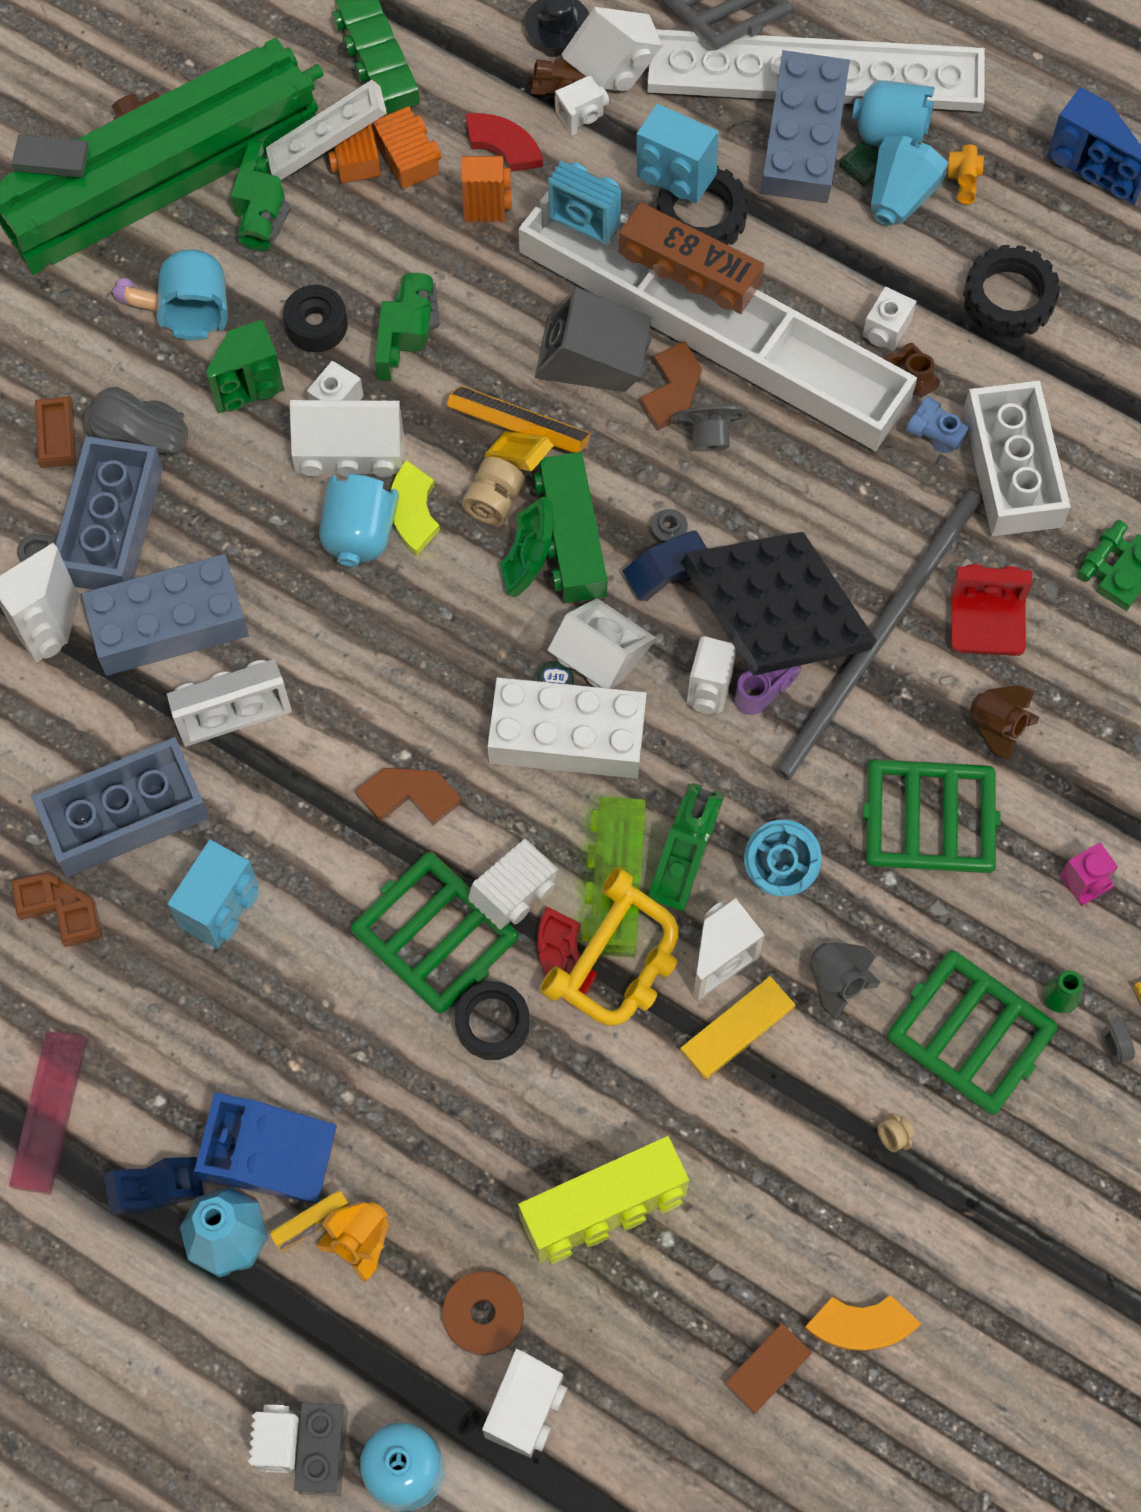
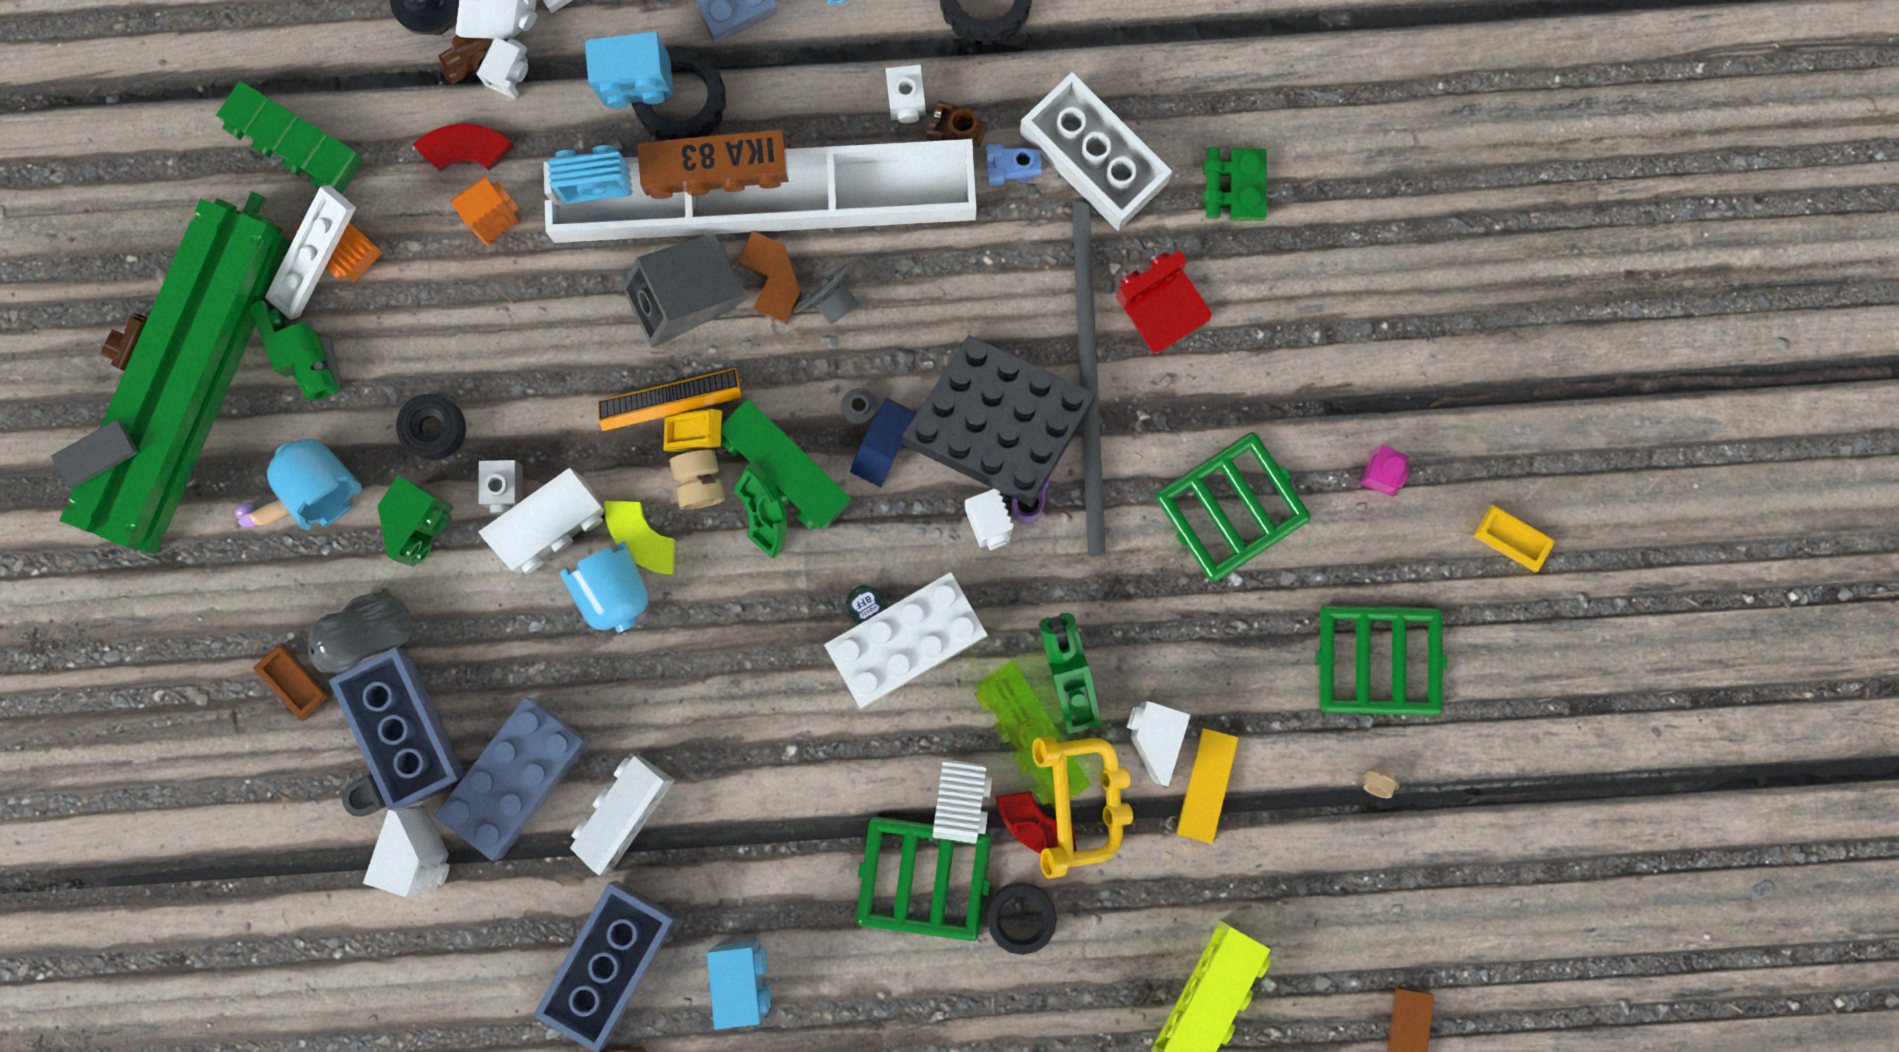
camera: 35 degrees left, 15 degrees up
(395, 786) = (804, 785): dark orange tile -> none
(406, 146) = (387, 213): orange brick -> none
(406, 322) = (510, 376): green plate -> none
(600, 643) = (879, 548): white slope -> none
(782, 858) = (1151, 631): medium azure cone -> none
(842, 973) = (1256, 689): dark grey brick -> none
(862, 1328) = (1456, 947): light orange tile -> none
(1002, 715) = (1234, 386): reddish brown brick -> none
(1063, 992) = (1421, 584): green cone -> none
(1118, 1041) = (1494, 591): dark grey tile -> none

